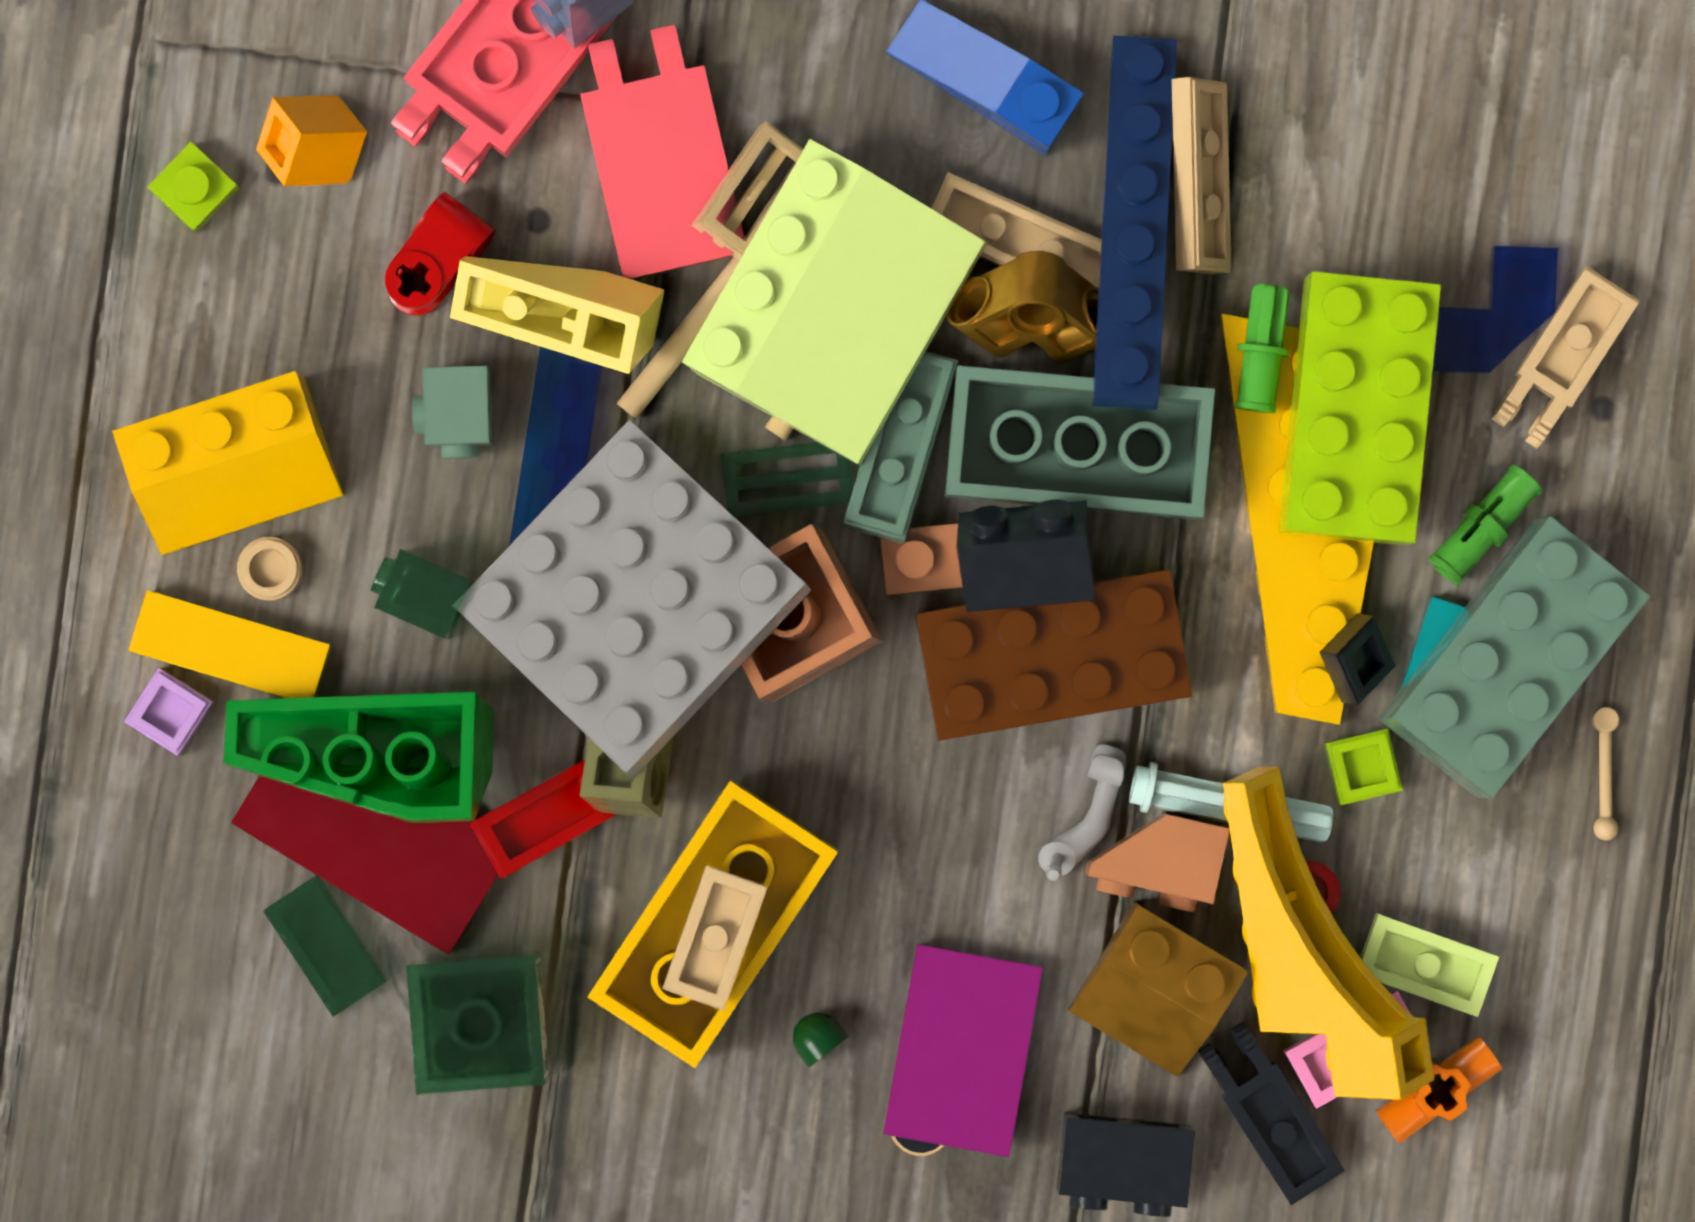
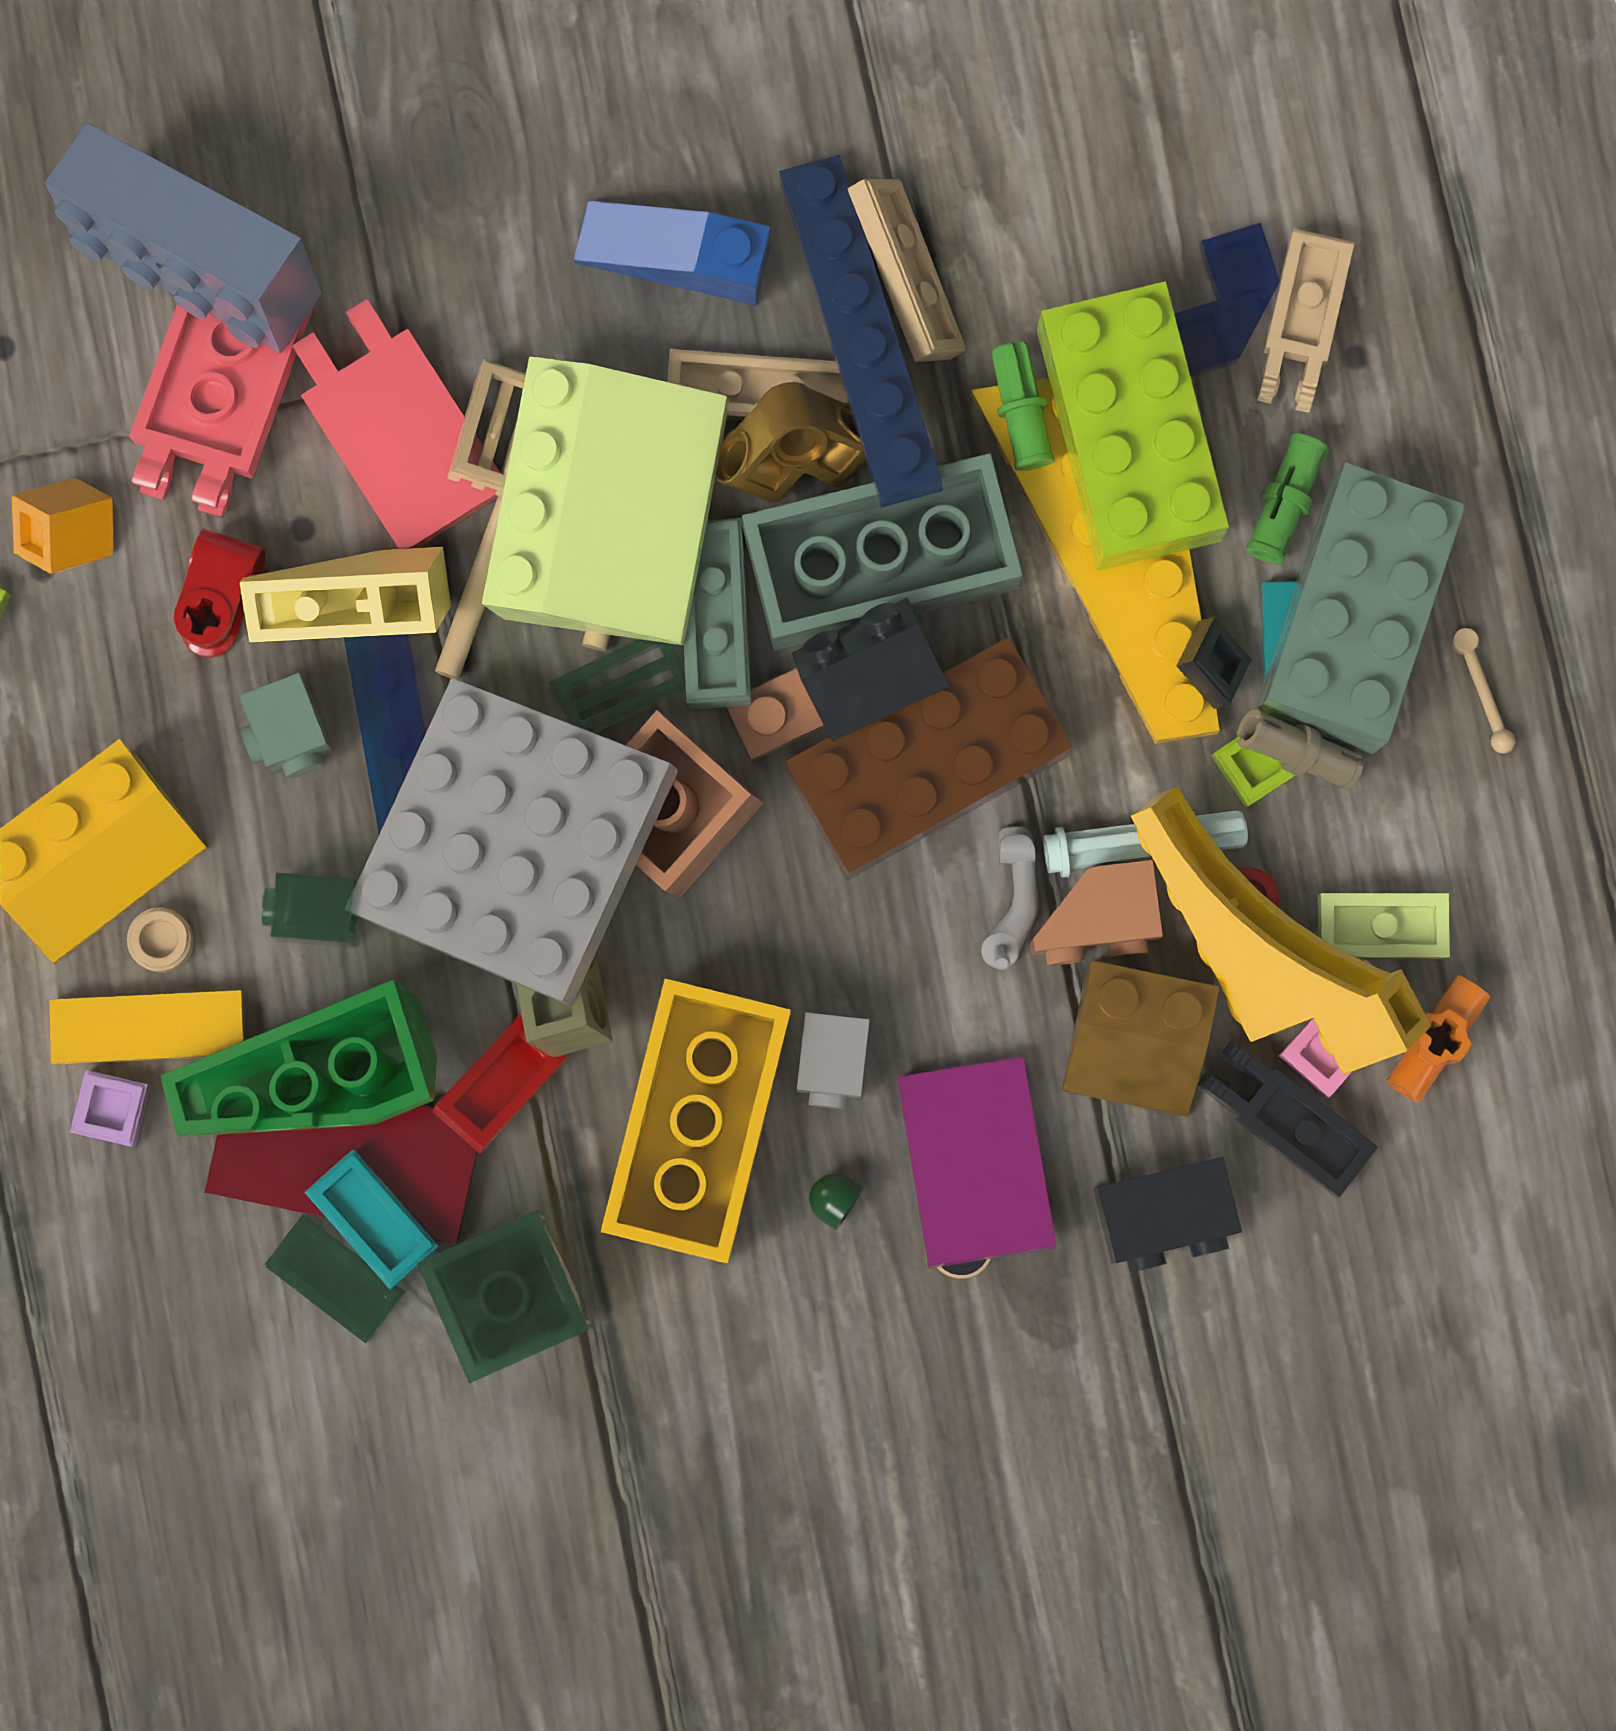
camera: 25 degrees left, 5 degrees down
(378, 905) = (372, 1219): none -> teal tile
(715, 937) = (702, 1128): tan plate -> none
(861, 907) = (832, 1059): none -> light grey brick
(1408, 771) = (1300, 749): none -> dark tan pin

